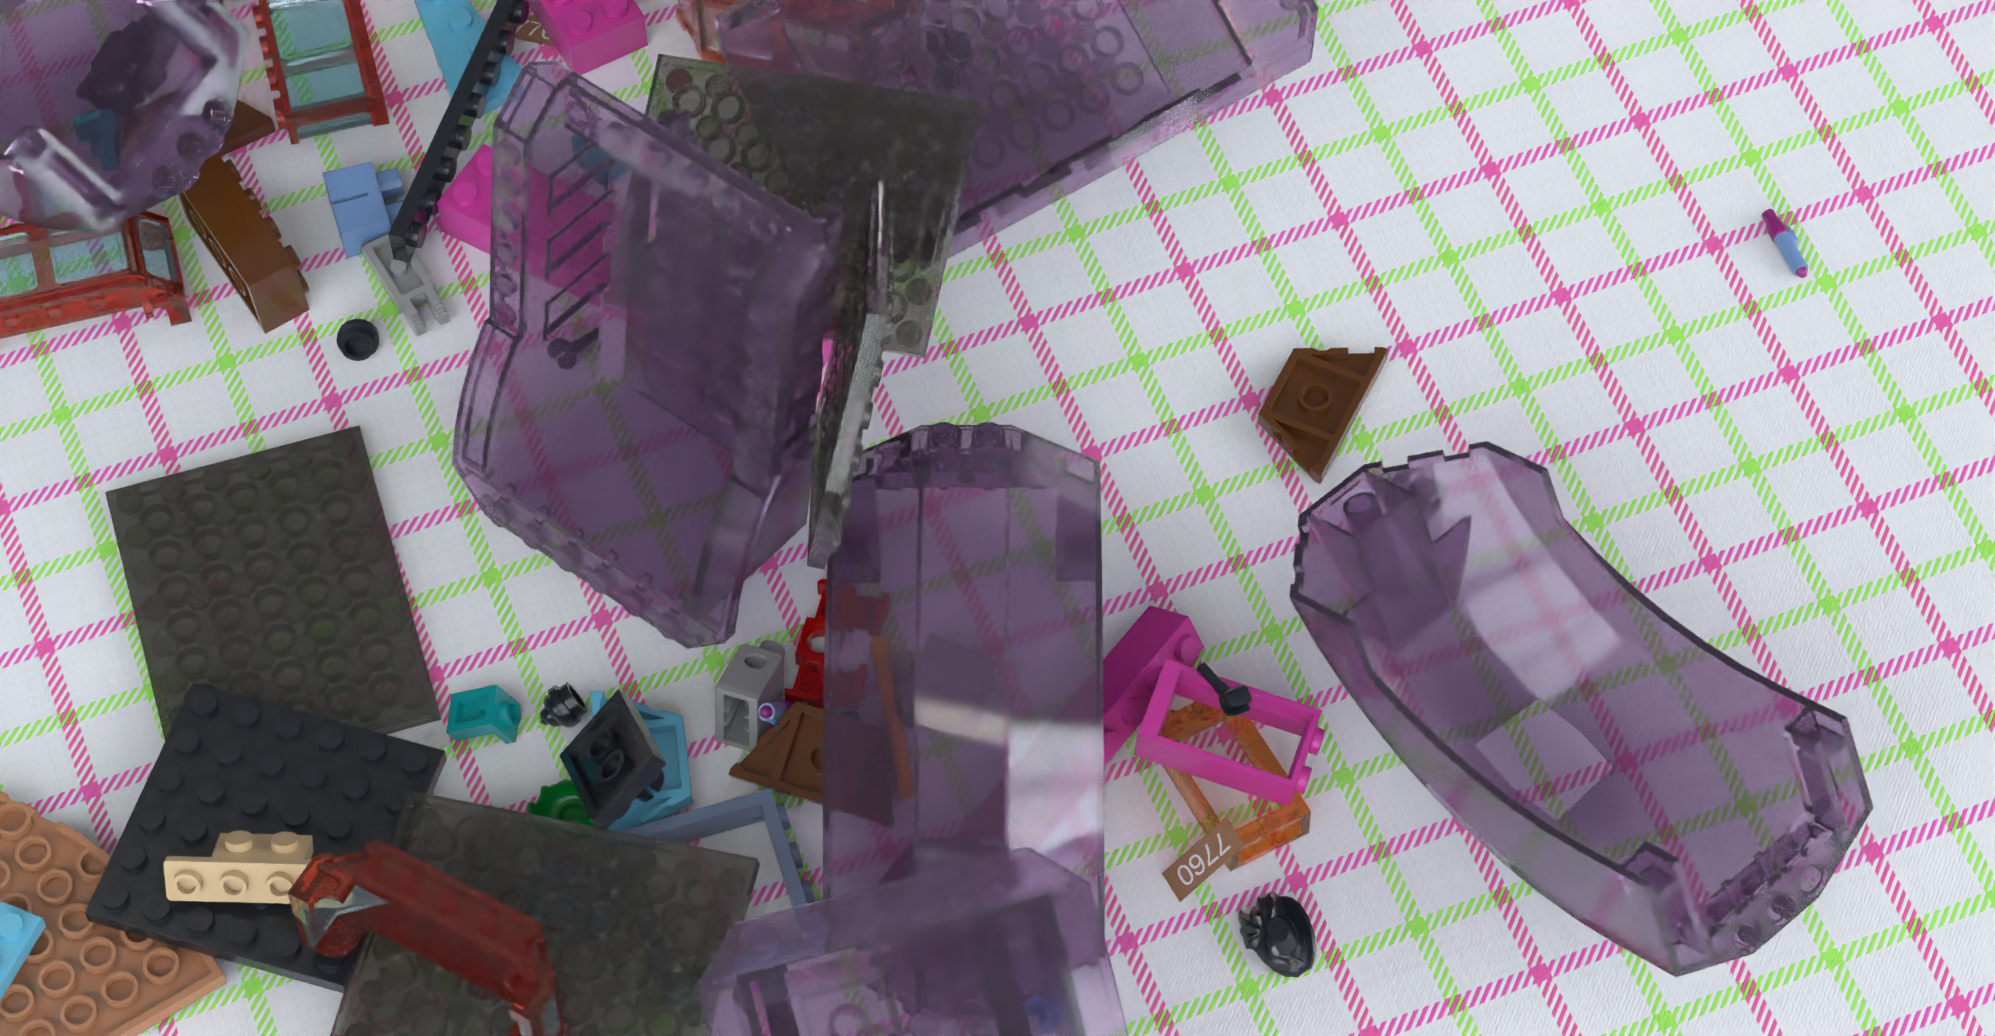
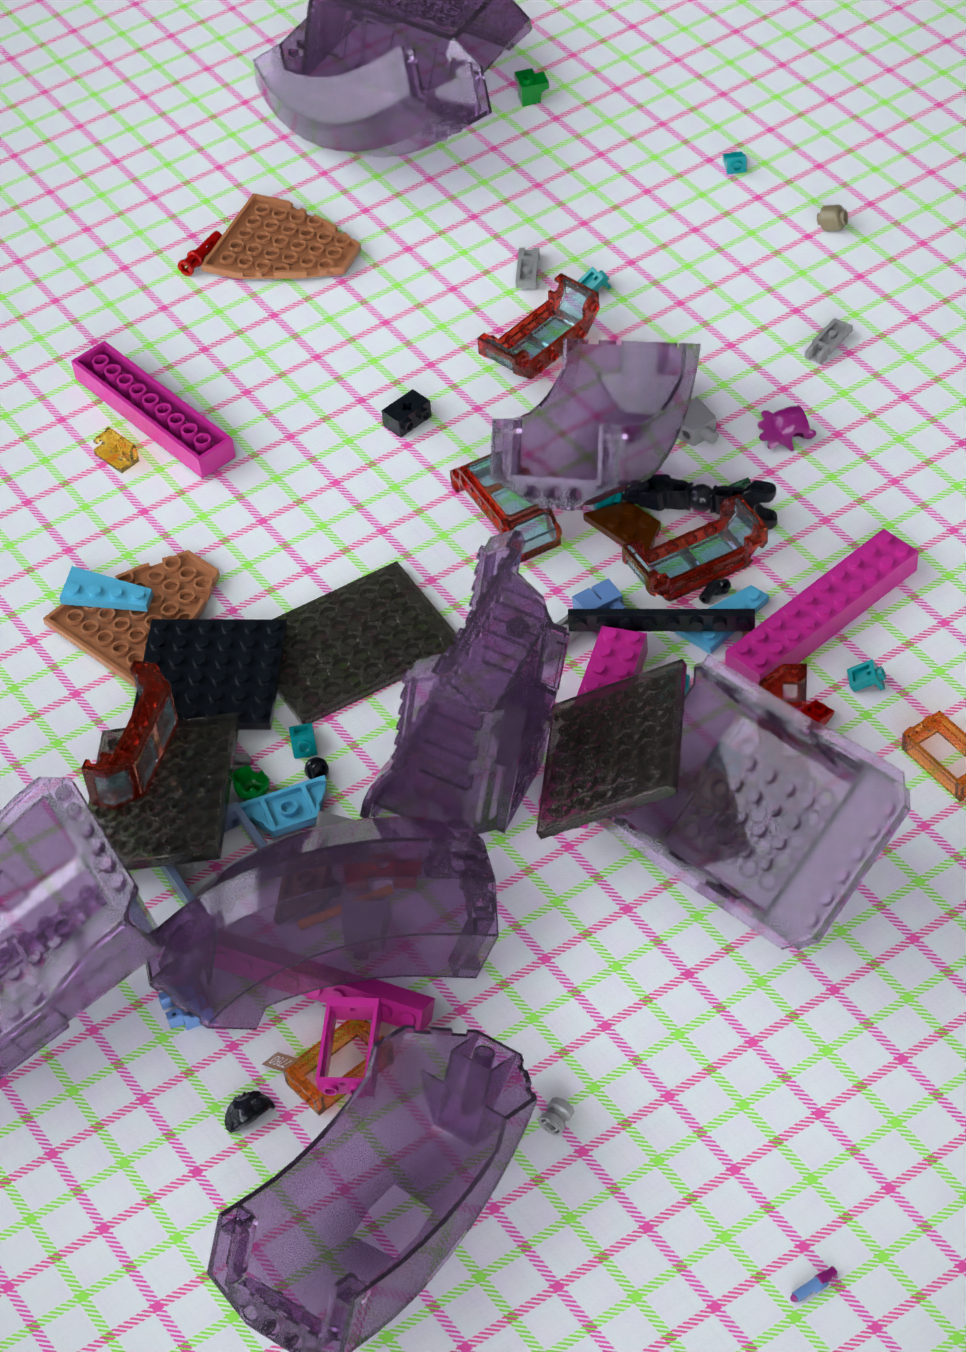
camera: 80 degrees right, 10 degrees down
(241, 869) = (179, 665): tan bracket -> none
(245, 244) = (559, 555): reddish brown brick -> none
(394, 44) = (714, 588): none -> black arm
(614, 761) = (268, 787): black plate -> none
(851, 374) = (467, 773): clear smoke plate -> none
(1233, 700) = (359, 1033): black hand -> none
(1318, 402) = (606, 1054): reddish brown wing -> none

